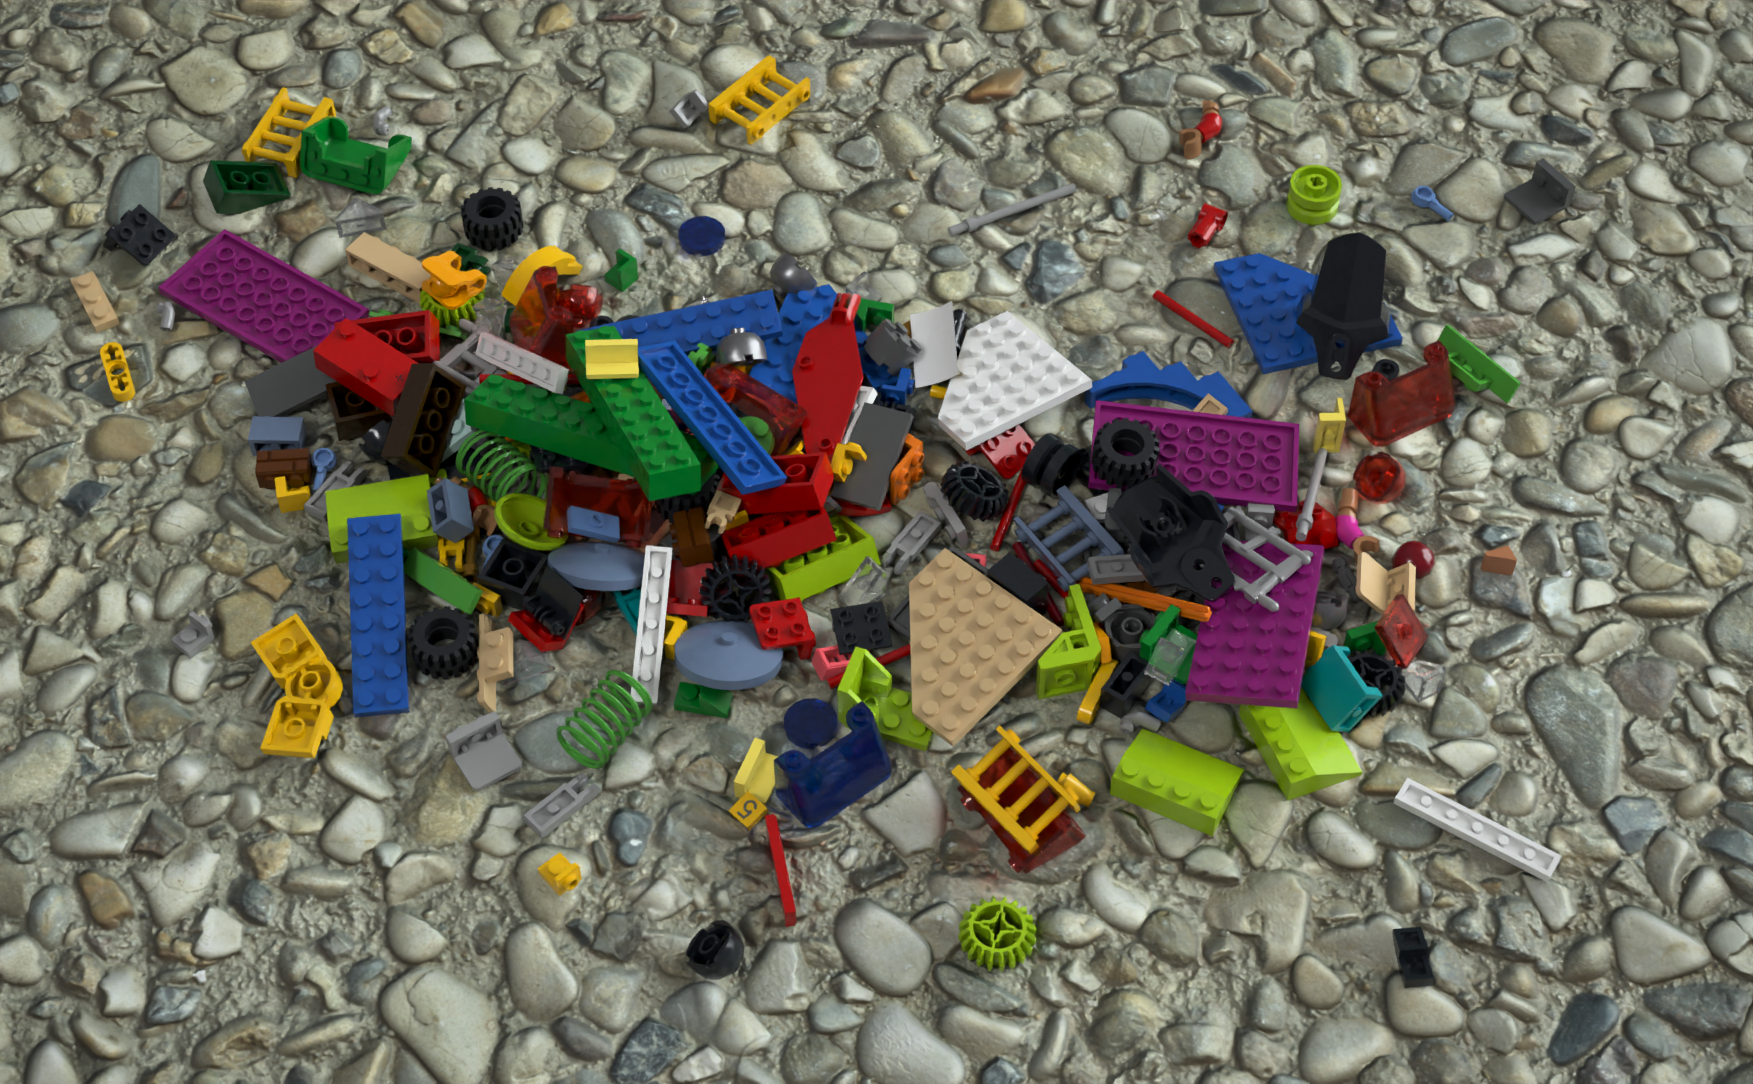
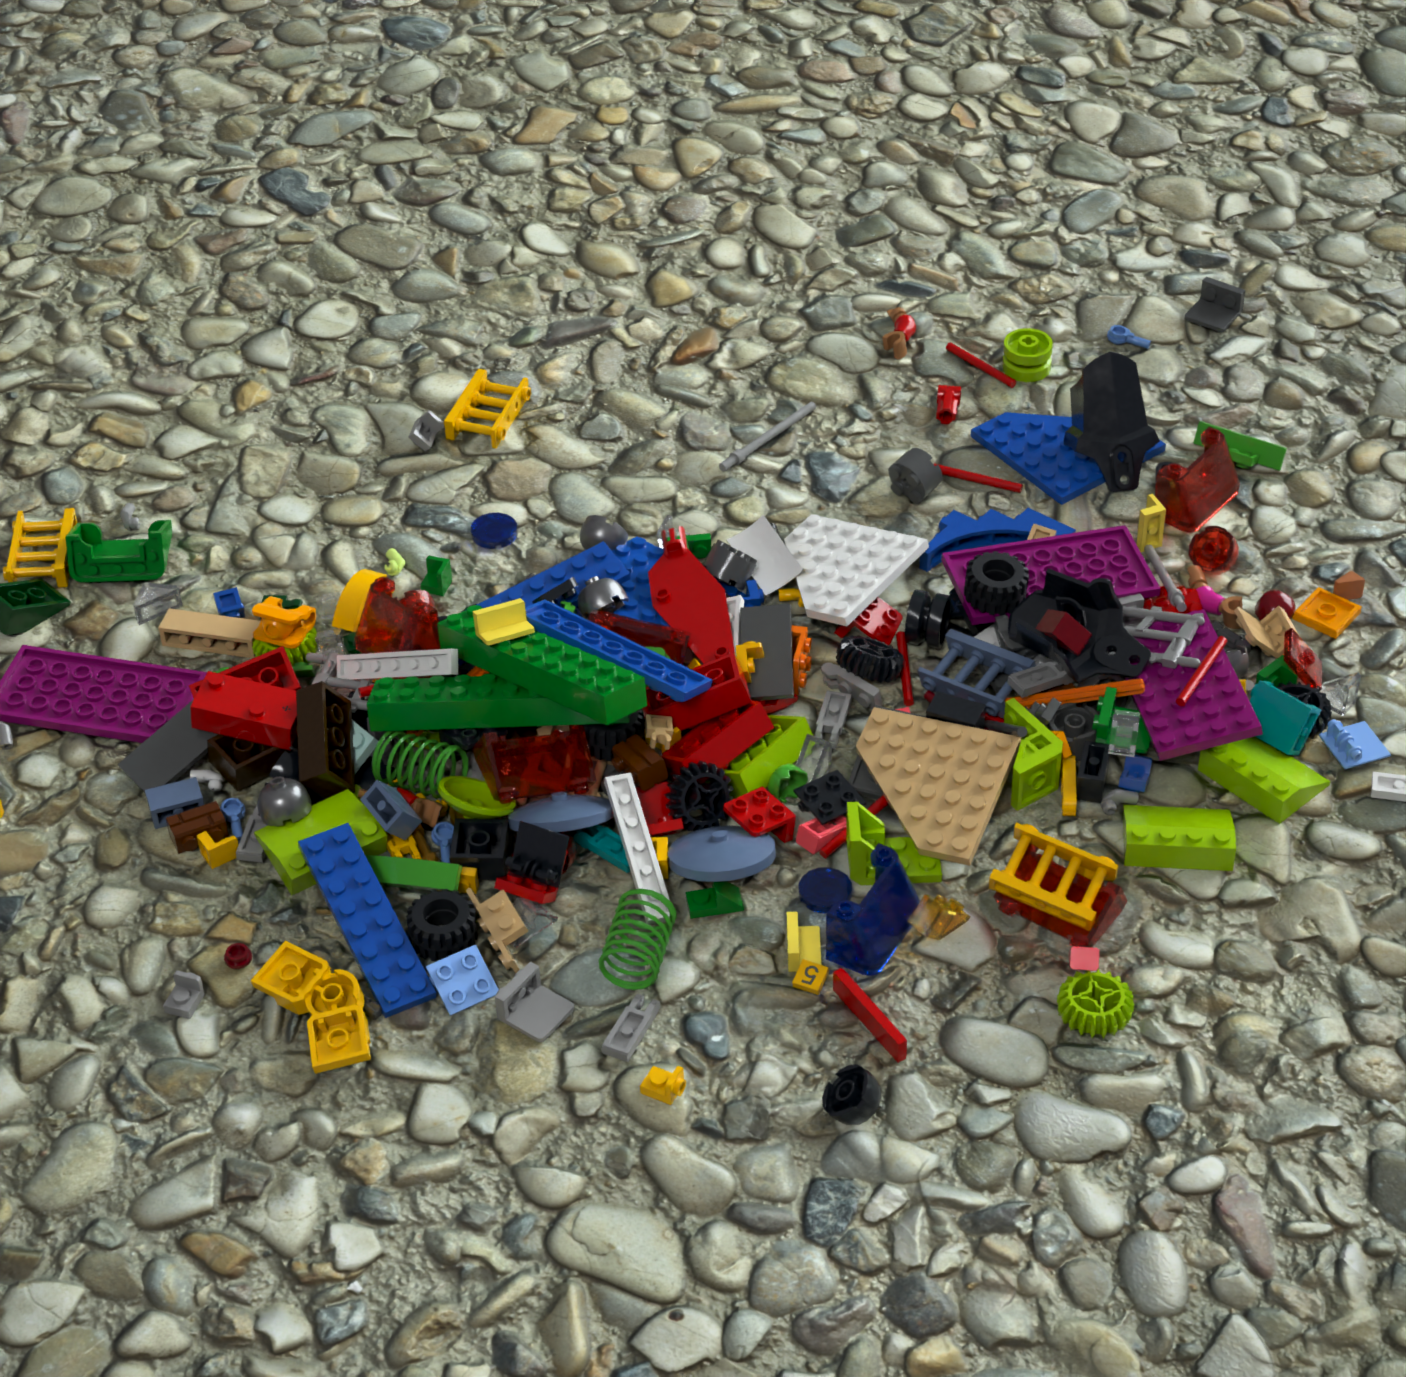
camera: 20 degrees left, 10 degrees down
(257, 611) = (237, 956): none -> dark red plate
(322, 417) = (208, 776): none -> white arm
(361, 470) = (282, 801): none -> flat silver cylinder
(422, 243) = (229, 603): none -> blue bracket
(436, 704) = (462, 980): none -> light blue hinge
(492, 218) = (287, 566): black tyre -> none
(593, 524) = (538, 780): medium blue plate -> none
(595, 245) = (396, 562): none -> yellowish green arm
(687, 337) = (565, 590): none -> black plate
(828, 596) = (785, 780): none -> bright green hair
(897, 790) = (938, 916): none -> clear yellow slope
(1006, 884) = (1084, 958): none -> coral slope
(1059, 616) = (1006, 728): none -> dark grey bar
(1125, 300) = (914, 475): none -> dark grey brick
(1148, 534) = (1064, 630): none -> dark red slope
(1265, 190) = (1007, 380): none -> red bar
(1274, 617) = (1201, 671): none -> red bar
(1408, 739) = (1353, 743): none -> light blue hinge
(1464, 582) = (1327, 612): none -> light orange tile

